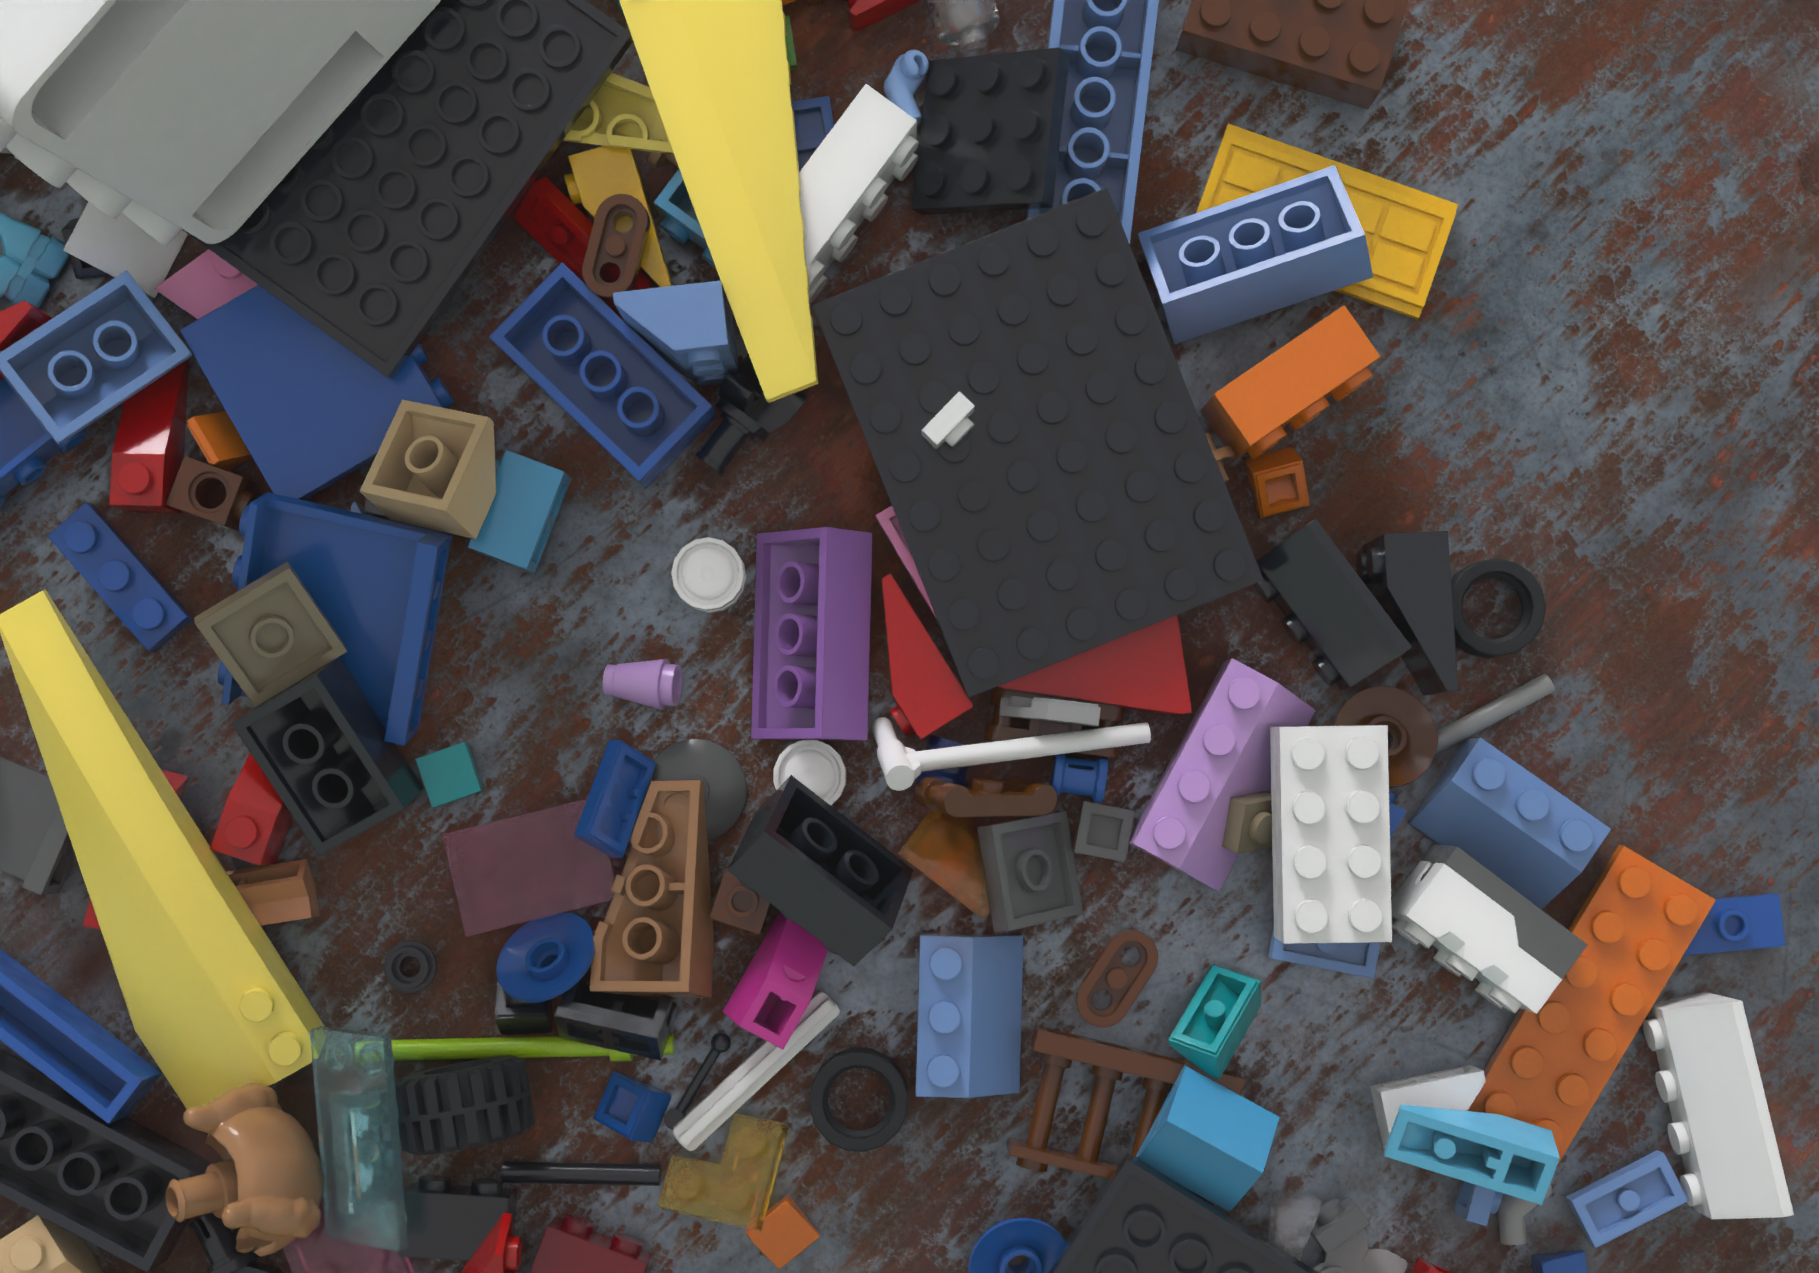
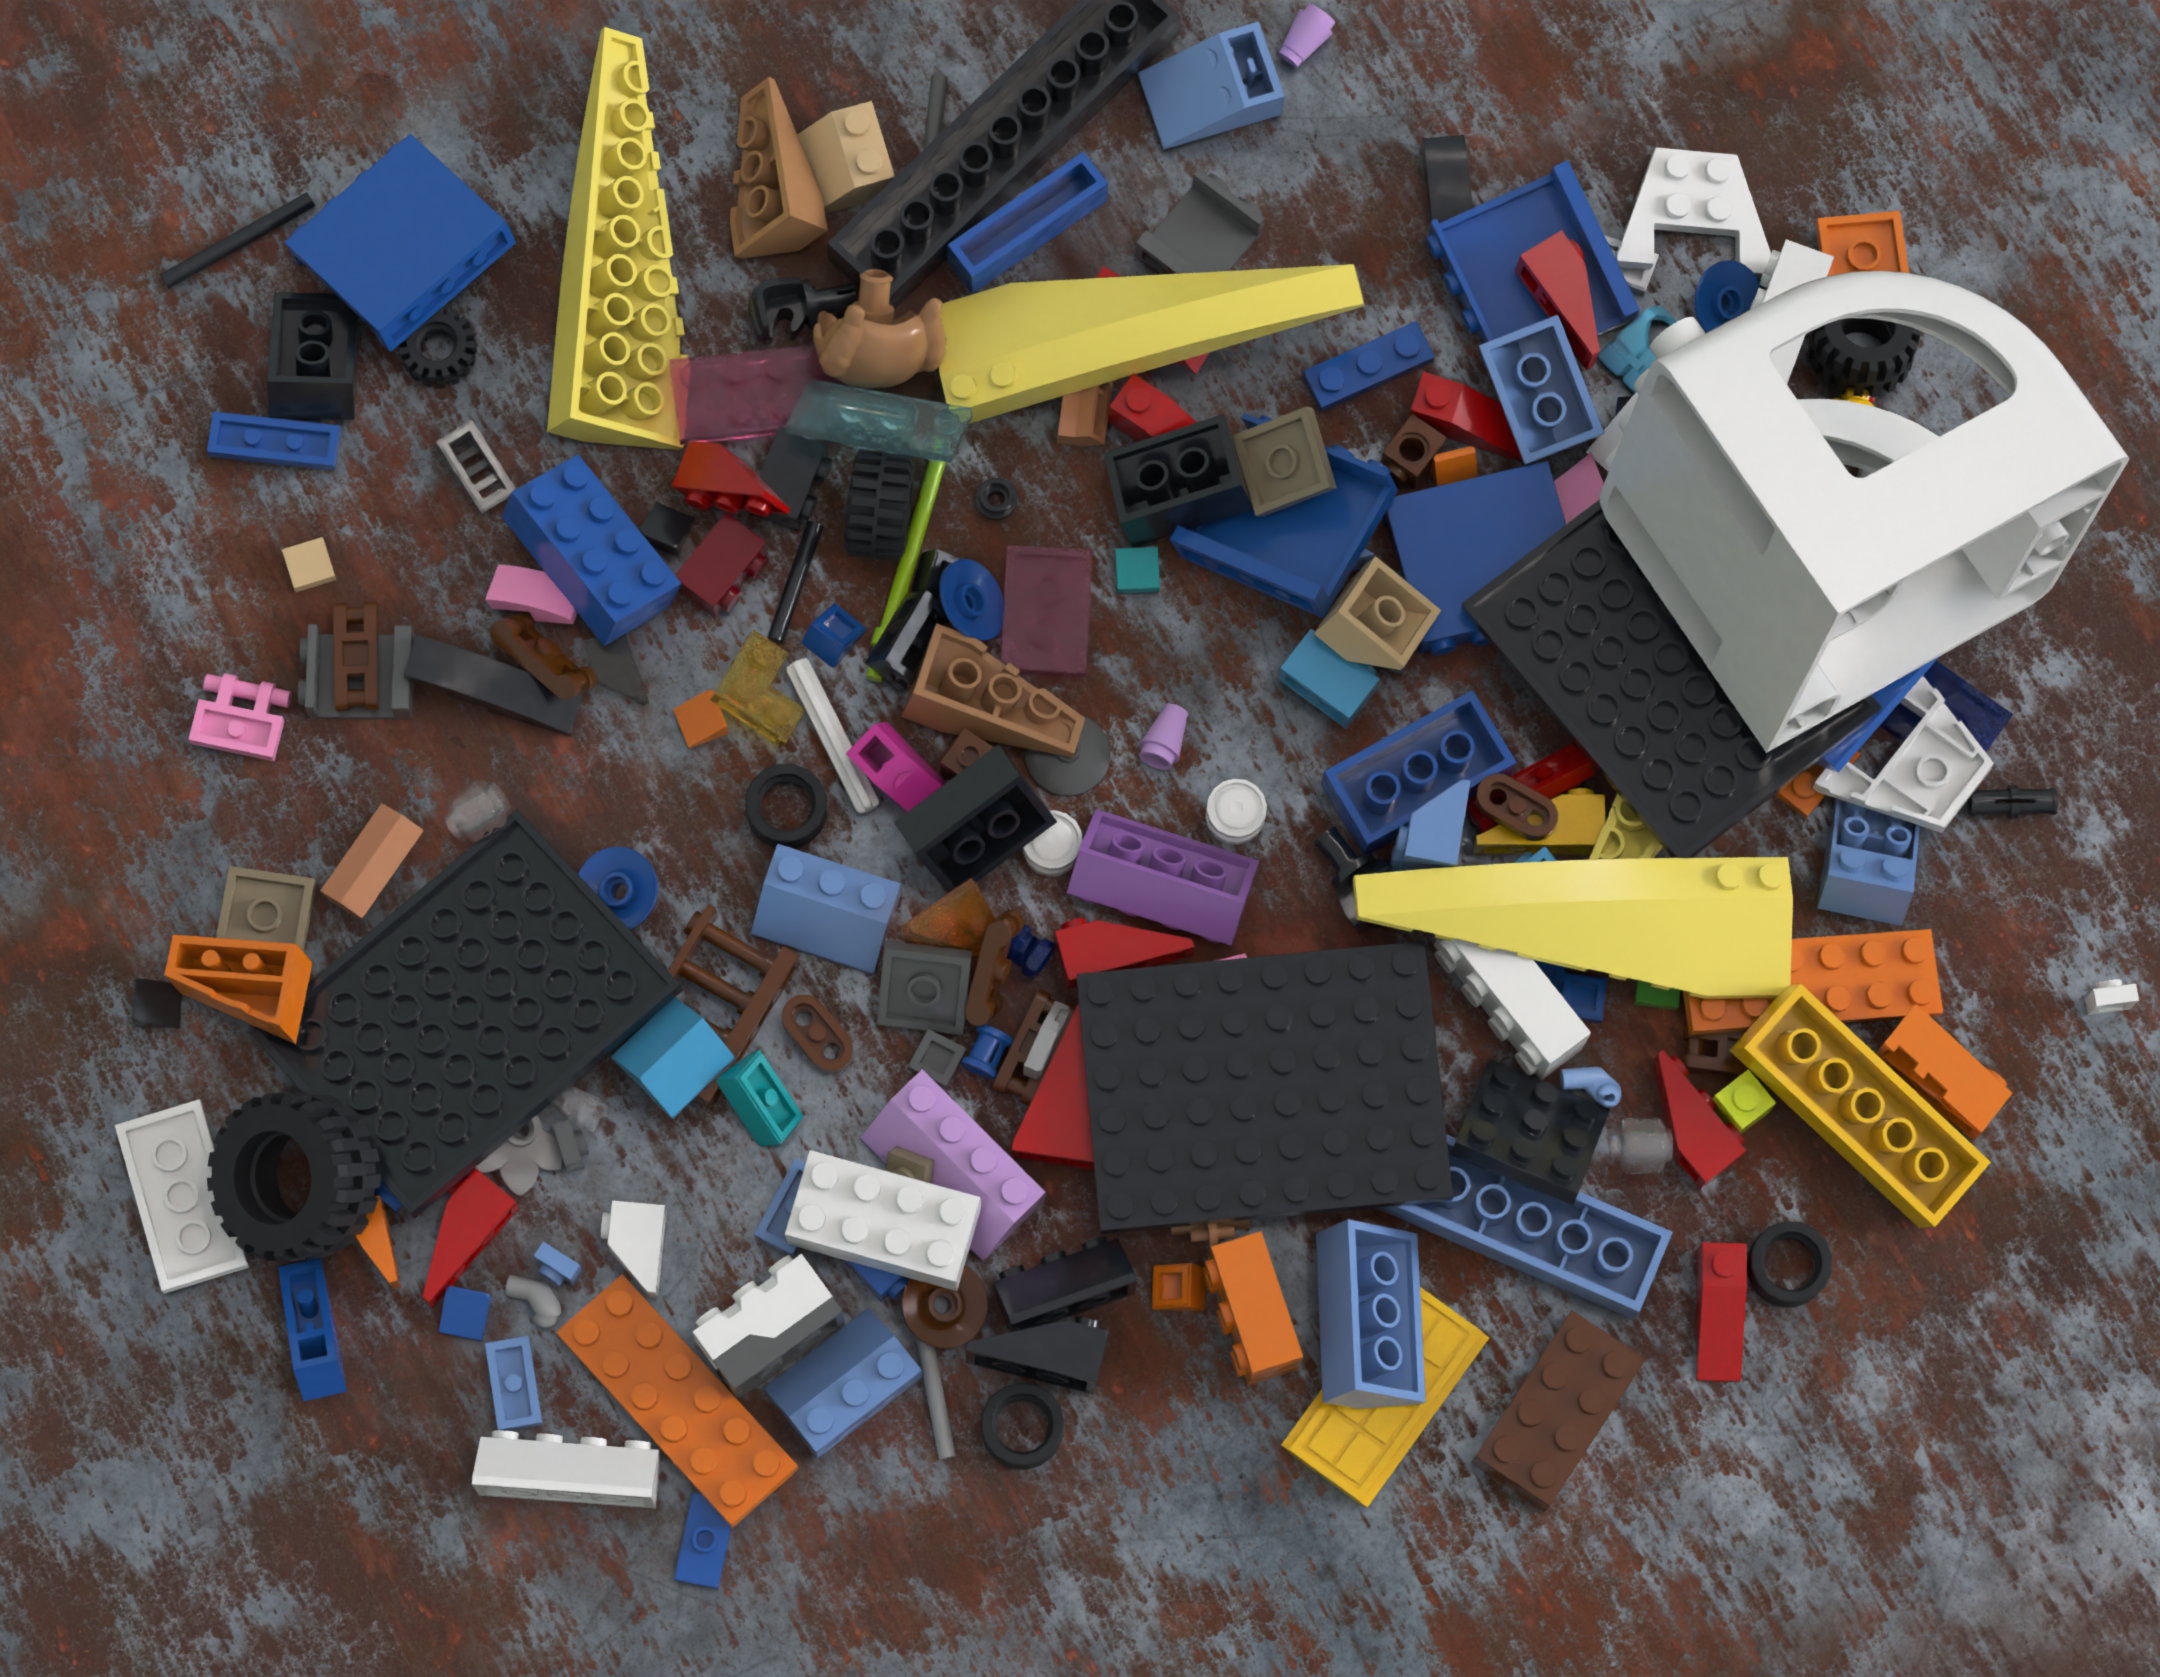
camera: 105 degrees right, 10 degrees down
(615, 799) = (1079, 686): blue plate -> none
(720, 1043) = (862, 715): black hinge -> none
(905, 764) = (1040, 909): white bar -> none
(950, 422) = (1296, 1012): white plate -> none
(1476, 1149) = (600, 1258): medium azure slope -> none

